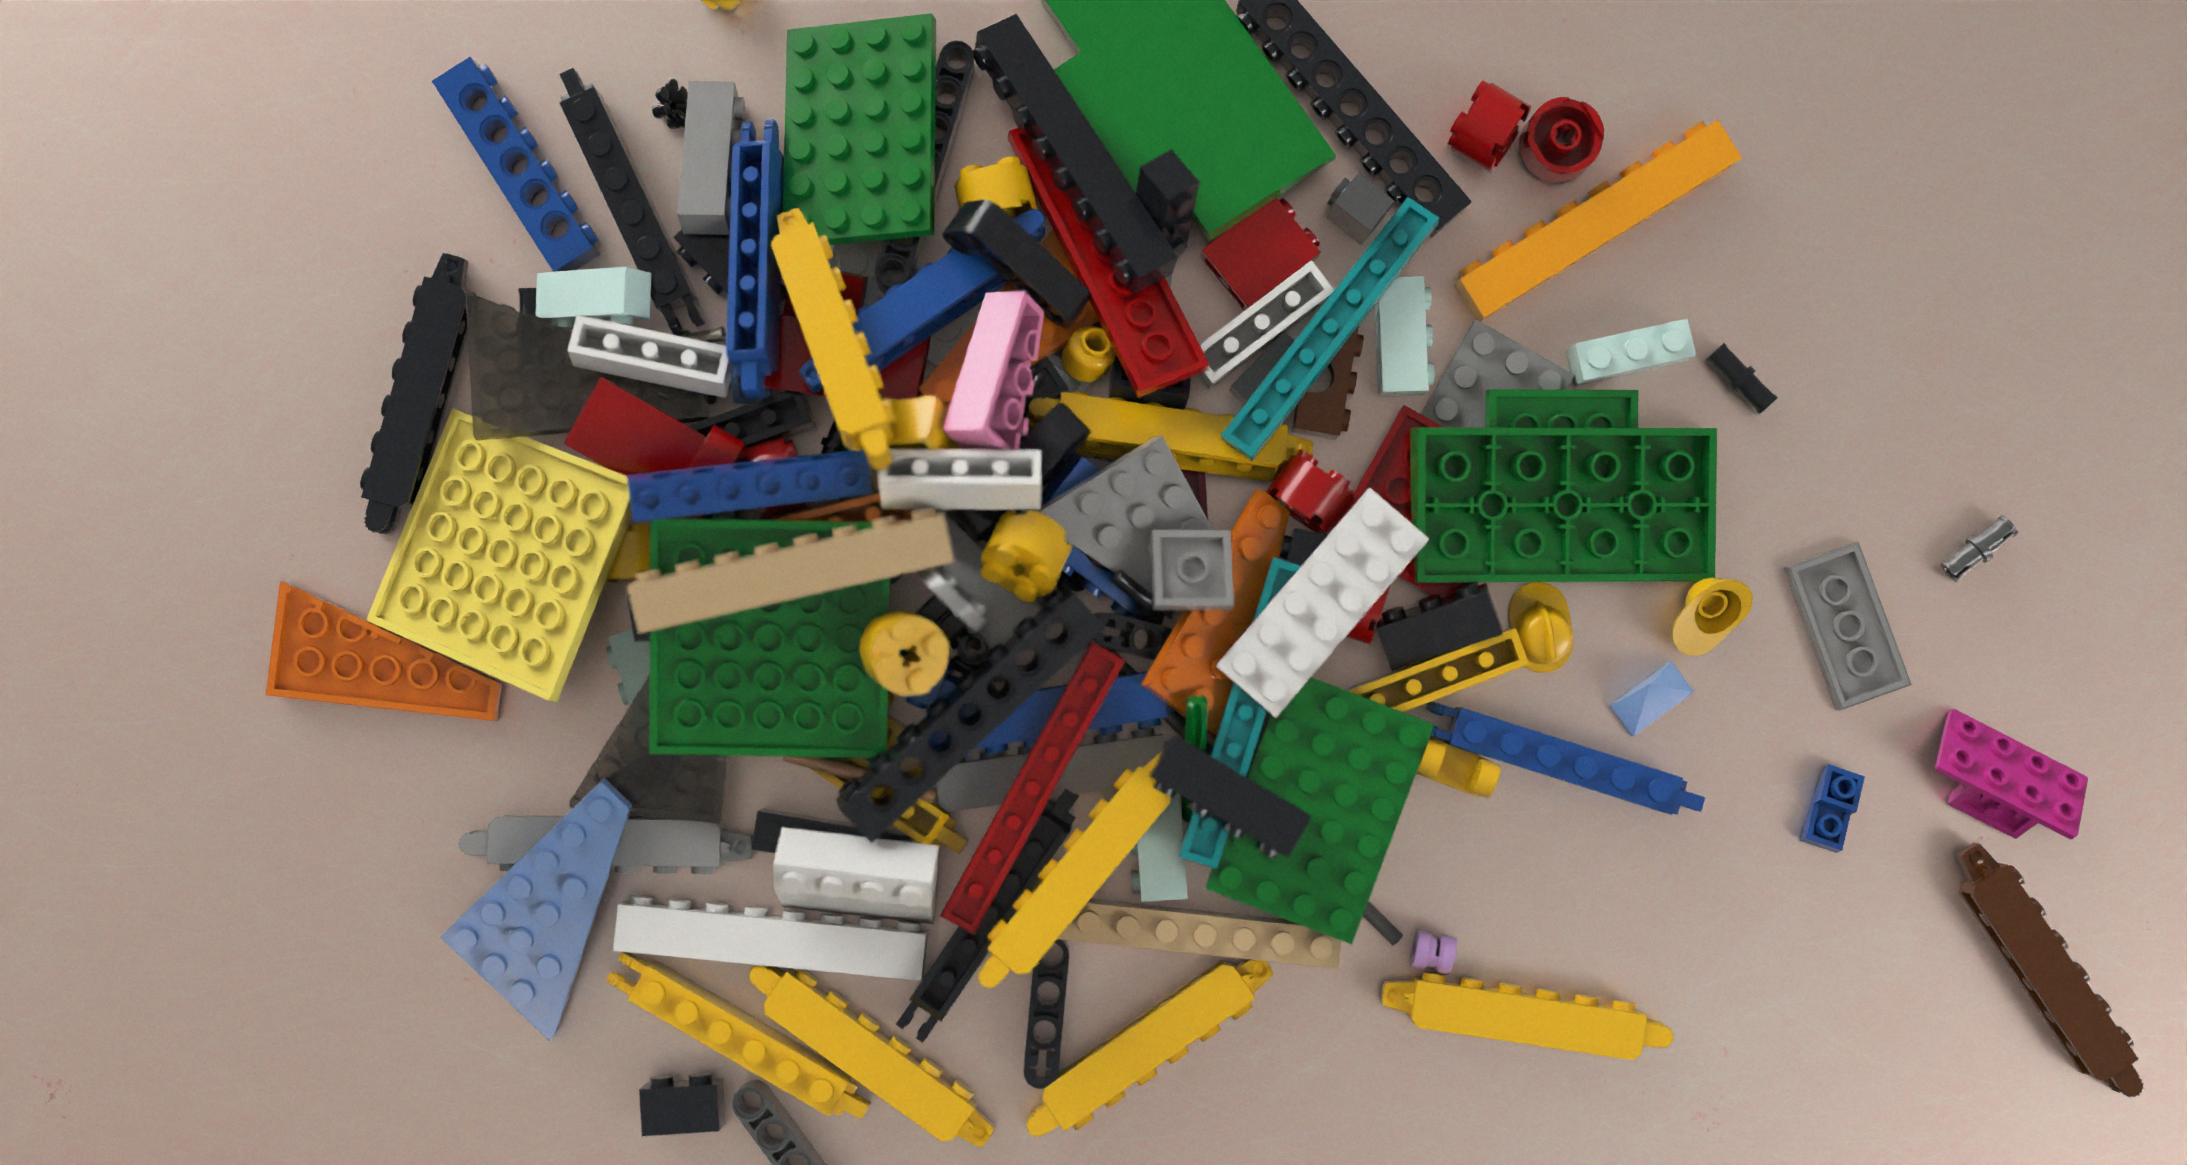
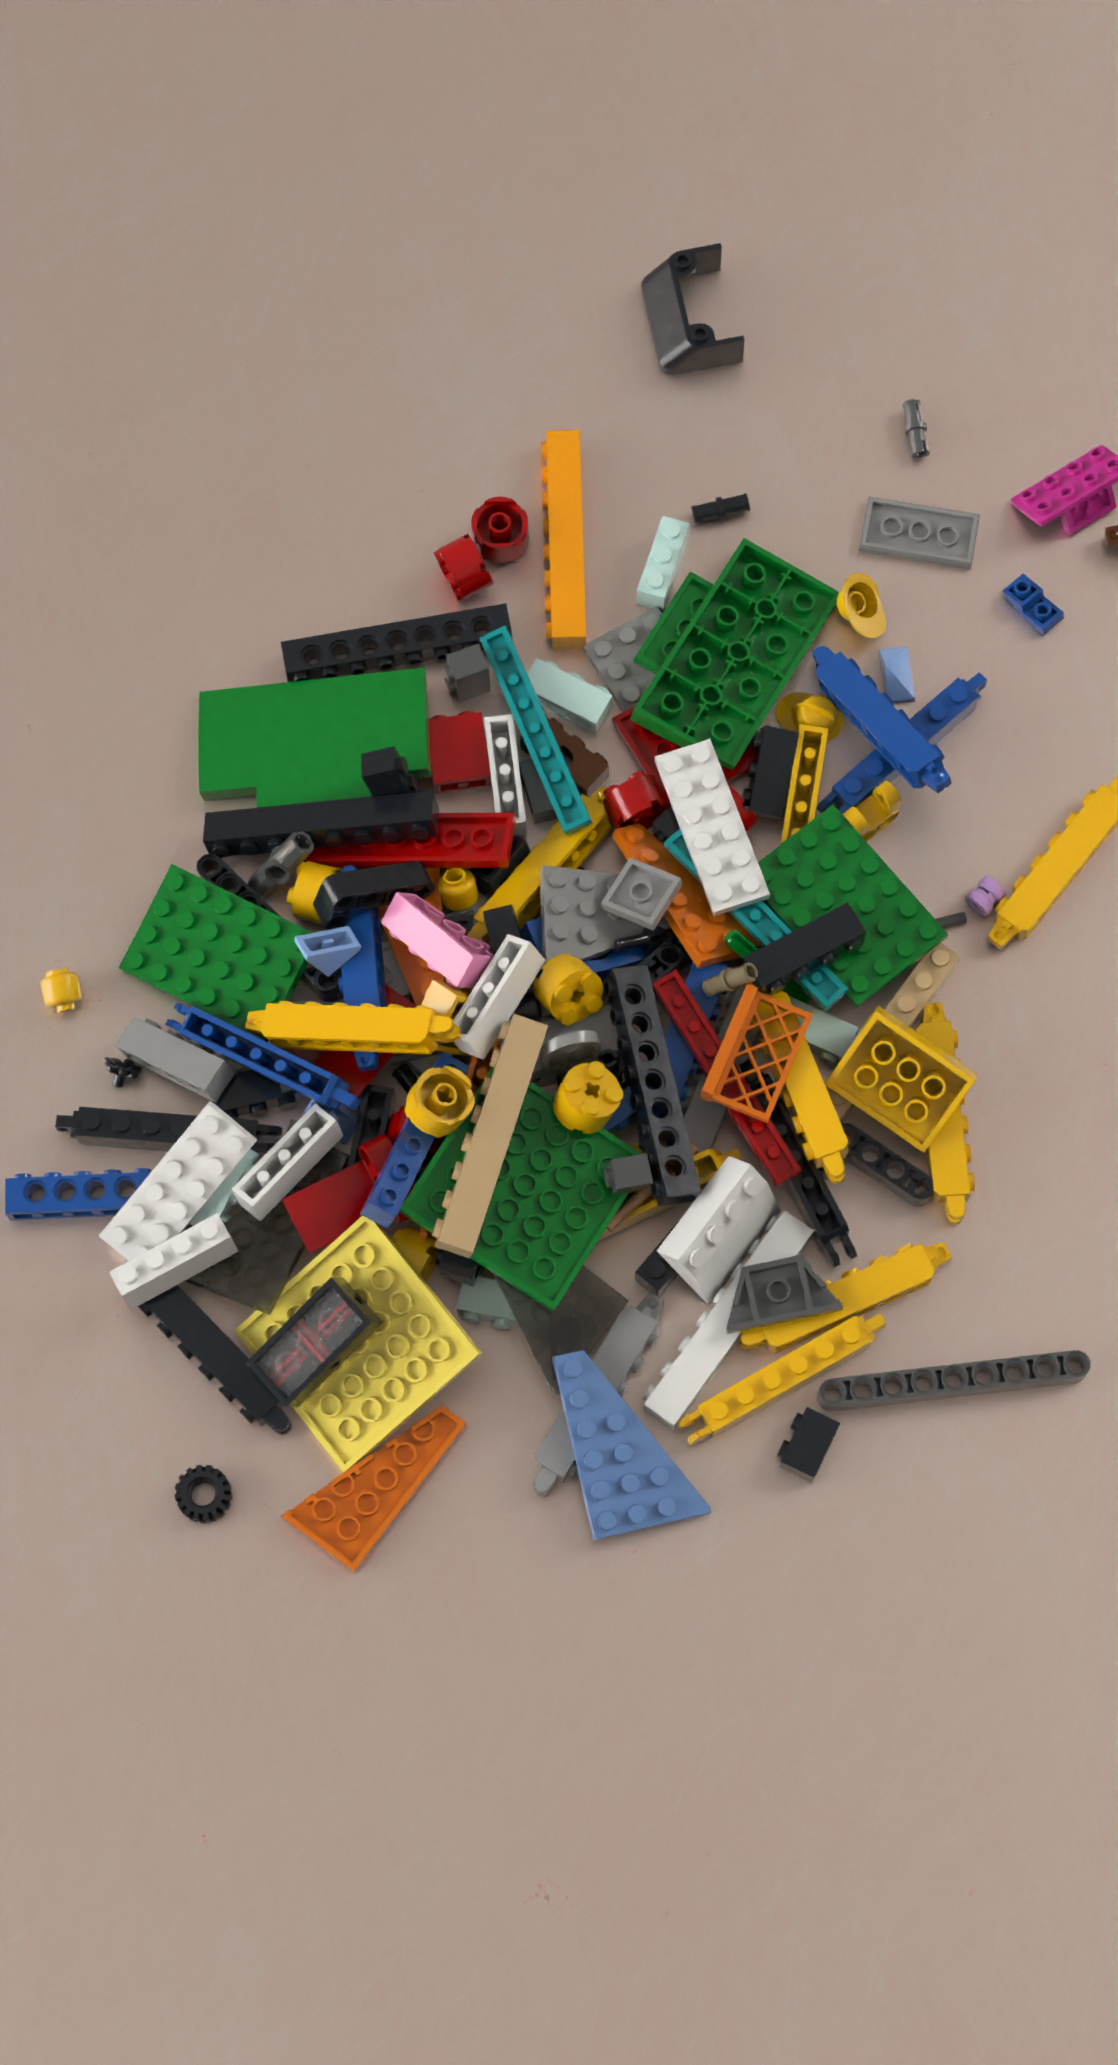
camera: 55 degrees left, 15 degrees down
(237, 479) = (206, 1512): none -> black tyre
(466, 509) = (314, 1342): none -> brick
(469, 299) = (173, 1261): none -> white brick
(558, 253) = (179, 1183): none -> white plate
(808, 508) = (424, 1102): none -> yellow brick
(820, 986) = (779, 1294): none -> dark grey wing
(846, 748) = (628, 1174): none -> dark grey brick
(918, 252) = (328, 948): none -> light blue slope
(1000, 137) = (281, 864): none -> dark grey piece
(1071, 776) = (730, 1051): none -> orange fence
(1142, 732) = (730, 979): none -> dark tan pin
(1147, 987) = (901, 1079): none -> yellow slope
(1570, 721) = (880, 721): none -> blue hinge
(1922, 208) = (677, 344): none -> black windscreen

